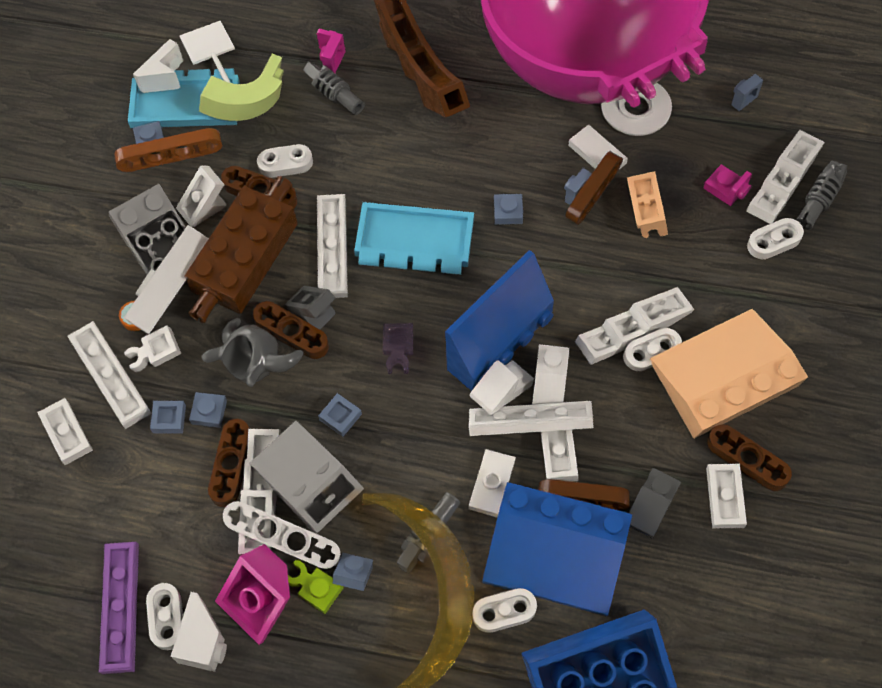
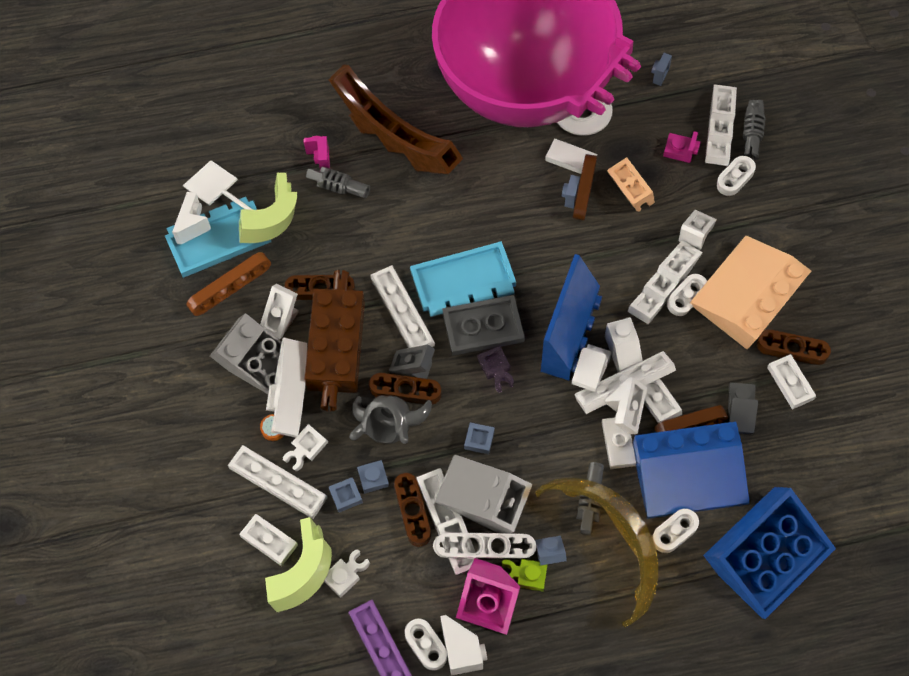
camera: 25 degrees left, 0 degrees up
(82, 483) = (306, 576): none -> yellowish green arch
(121, 502) = (343, 576): none -> white plate
(148, 132) = (203, 277): sand blue plate -> none
(284, 160) = (330, 257): white plate -> none
(407, 294) = (483, 325): none -> dark grey plate
(508, 209) = (525, 228): sand blue plate -> none
(520, 444) = (628, 403): none -> white slope
(698, 278) = (696, 229): none -> white slope

